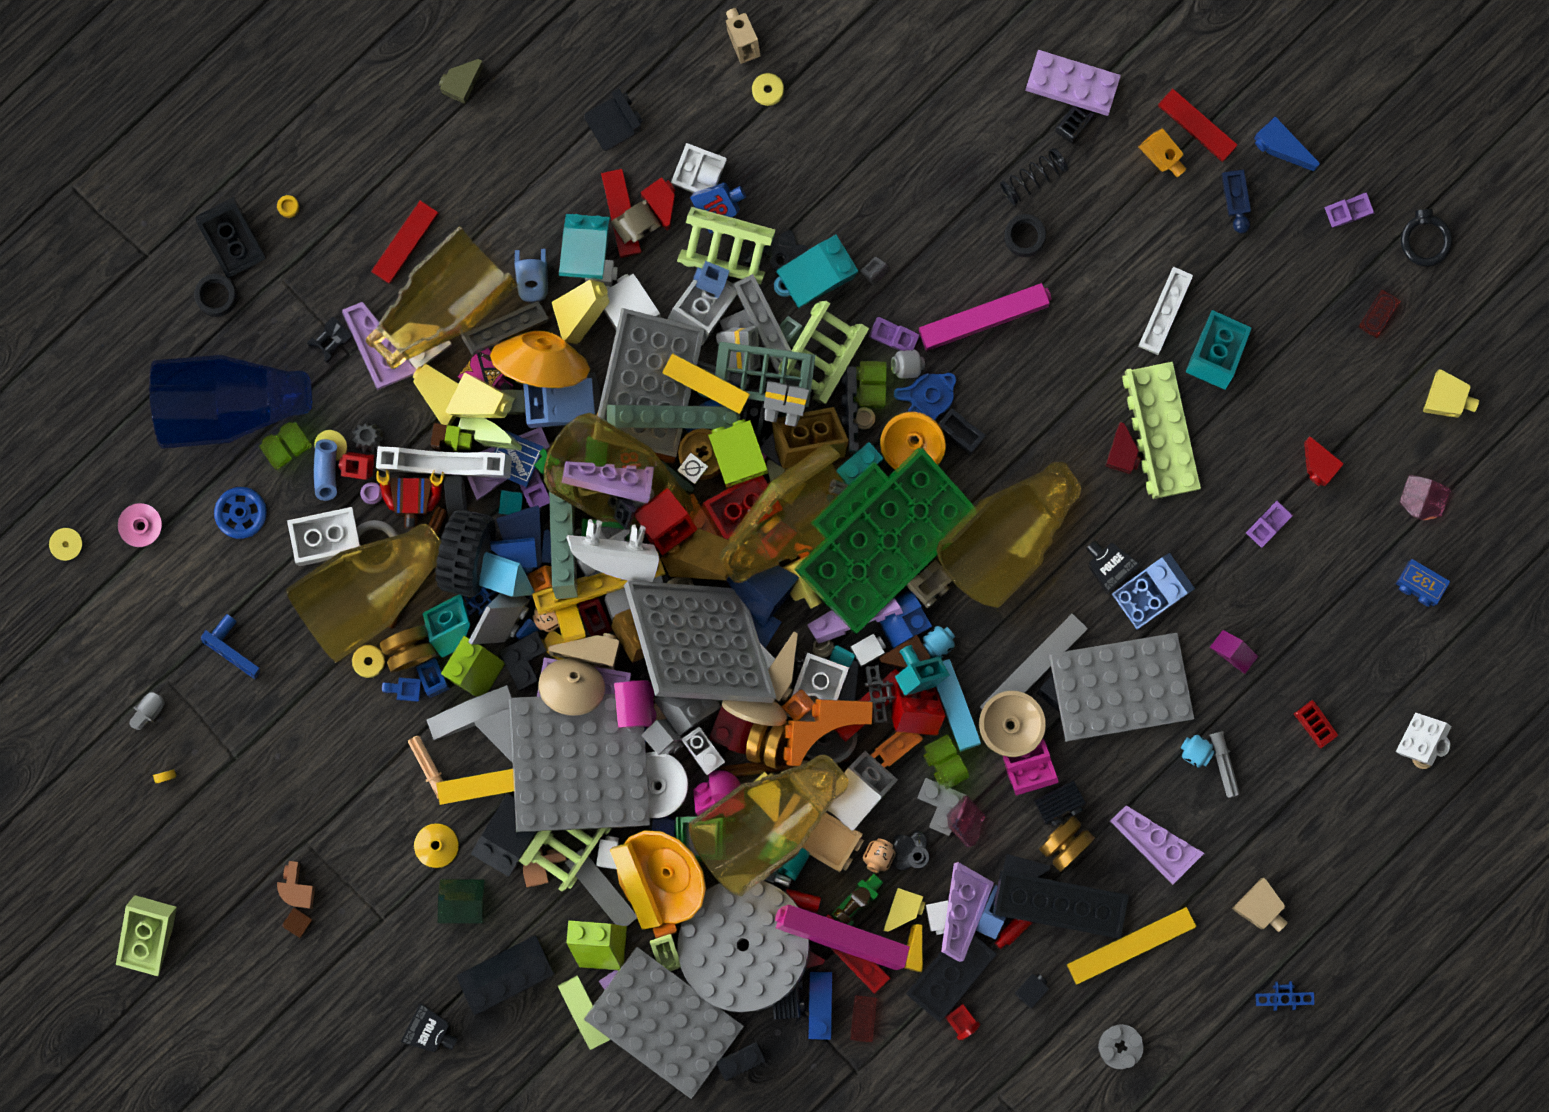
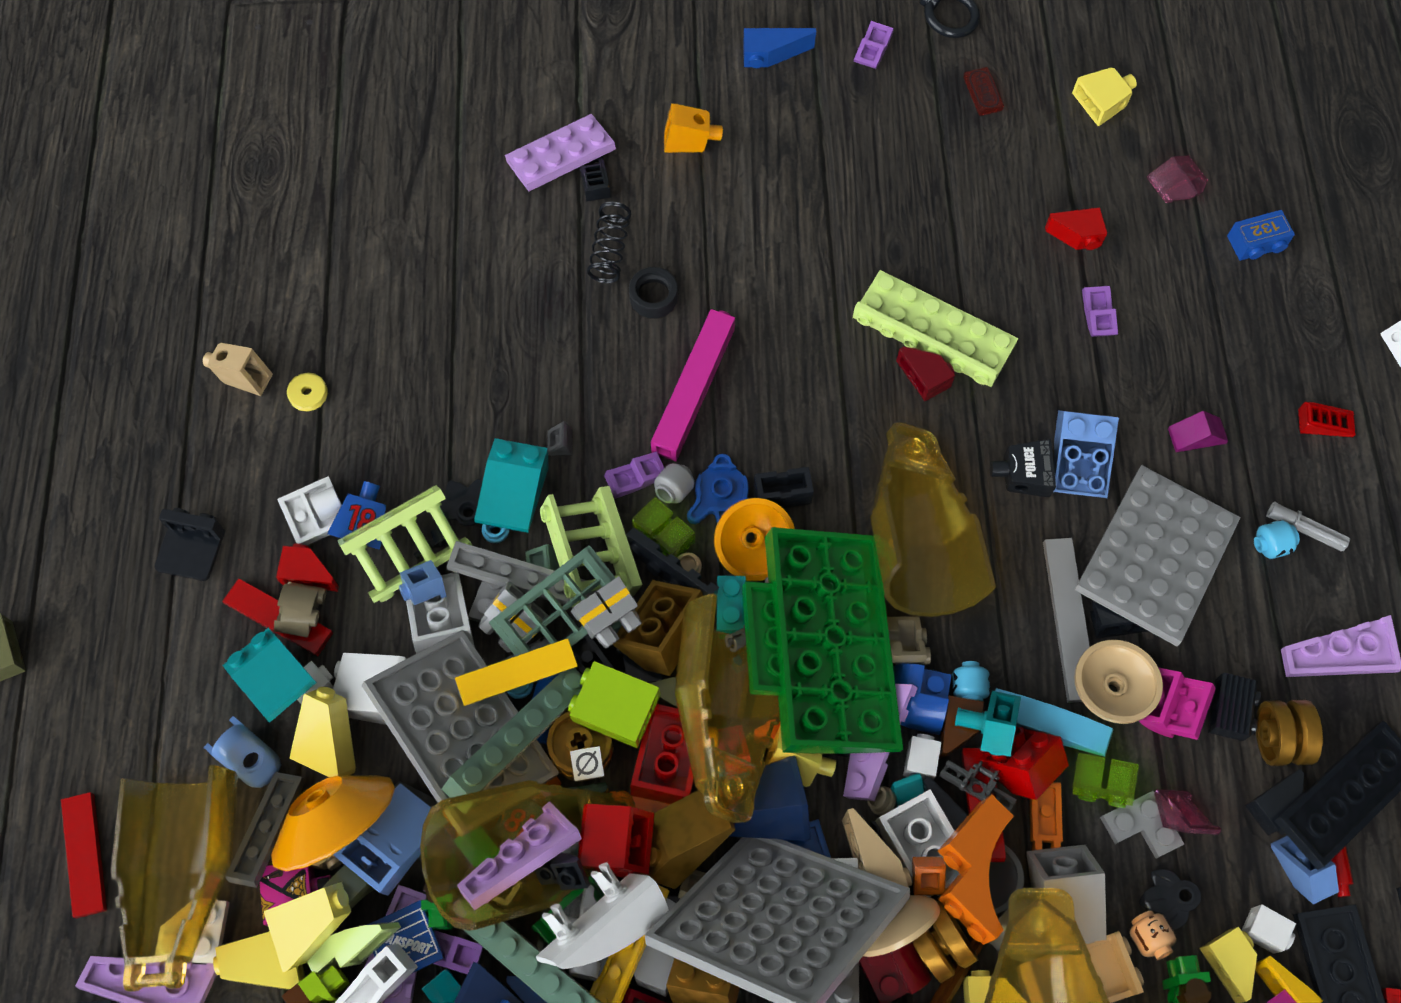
camera: 50 degrees left, 15 degrees down
(965, 906) = (1283, 893): lavender wing -> none
(1165, 310) = (829, 240): white plate -> none
(1197, 125) = (692, 94): red tile -> none
(1218, 350) = (905, 227): teal slope -> none
(1237, 199) = (784, 113): dark blue plate -> none

